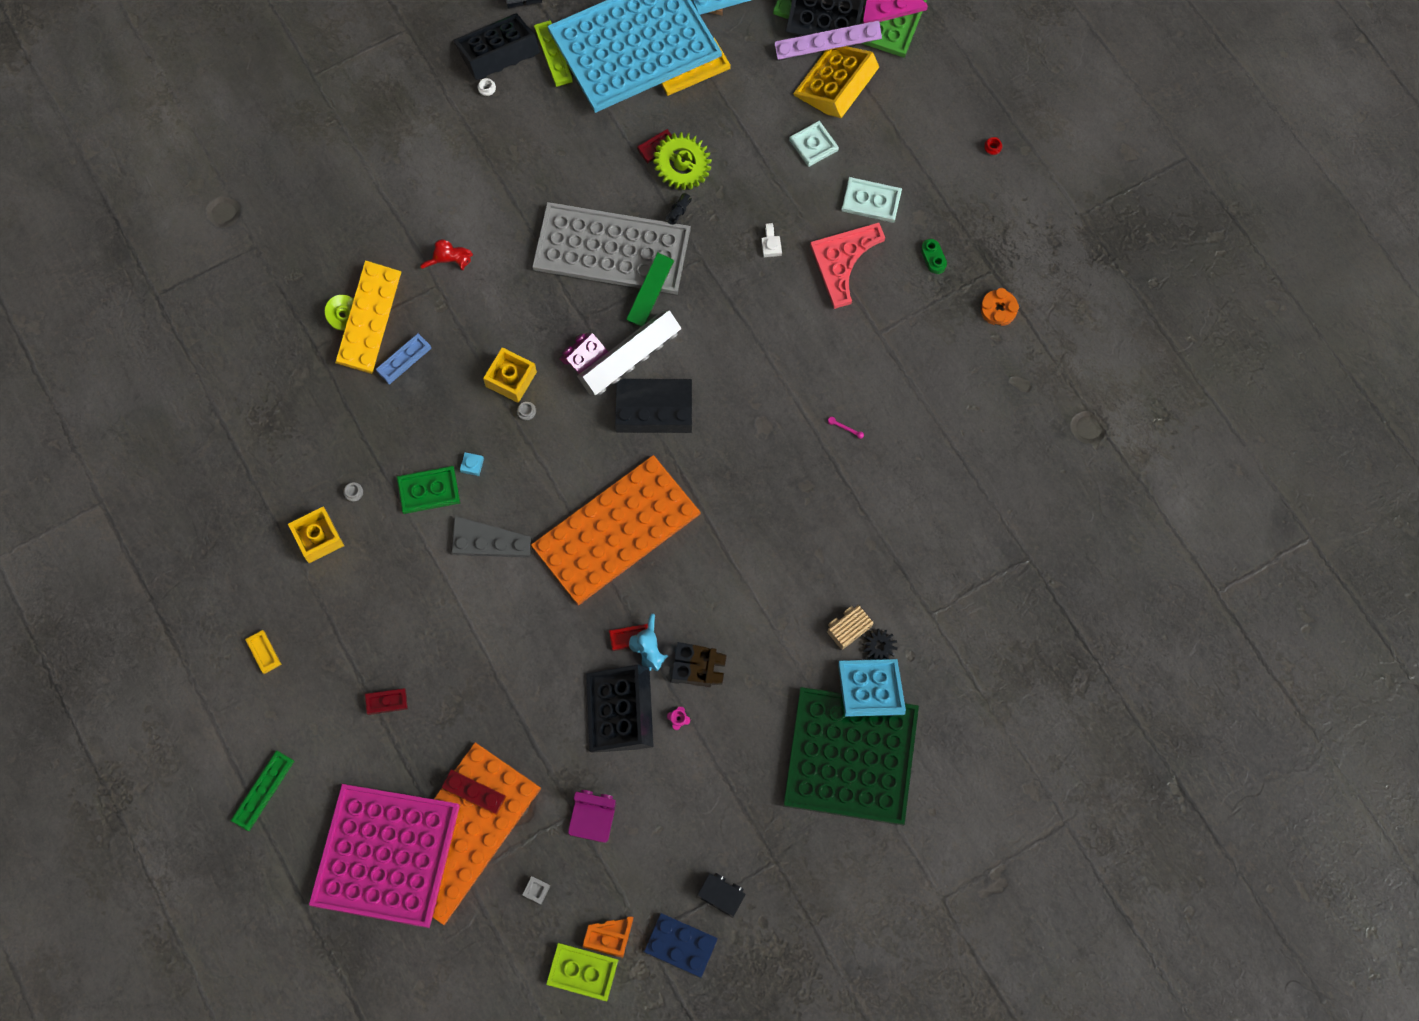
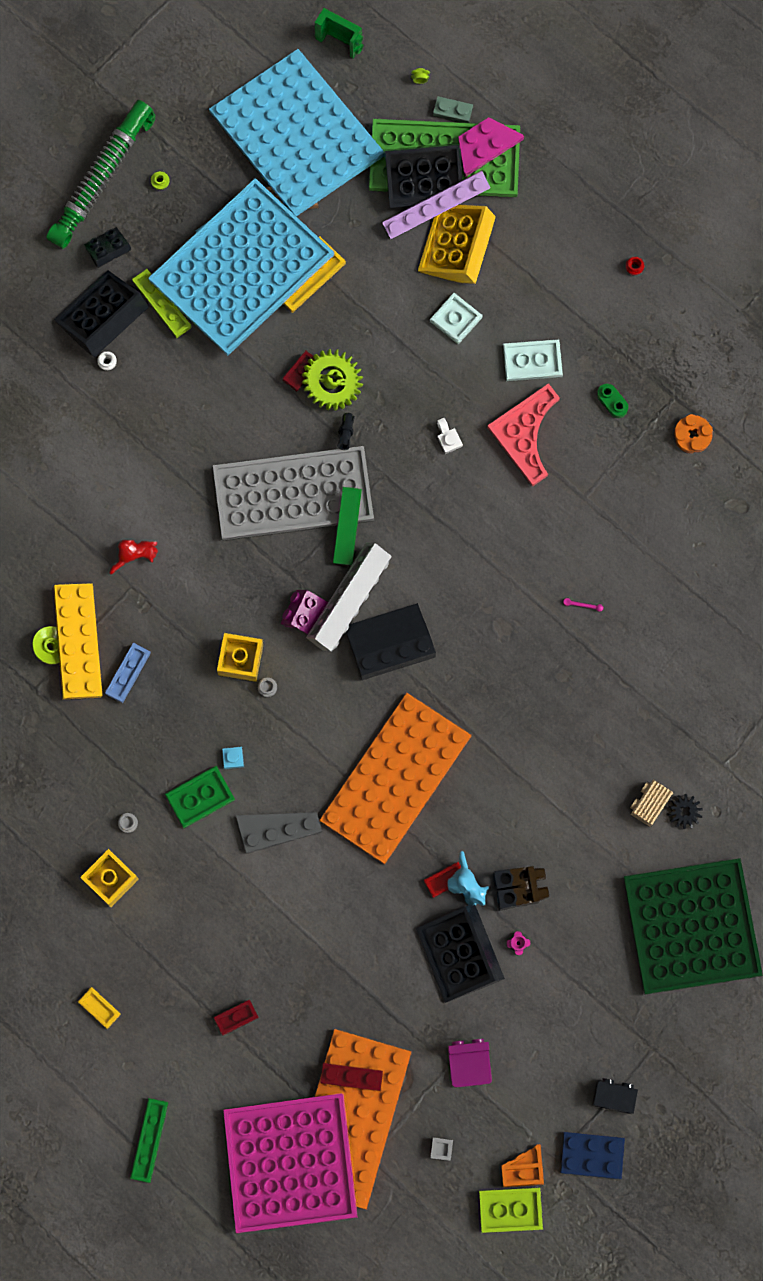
camera: 15 degrees left, 5 degrees up
(871, 687) = (691, 855): medium azure plate -> none

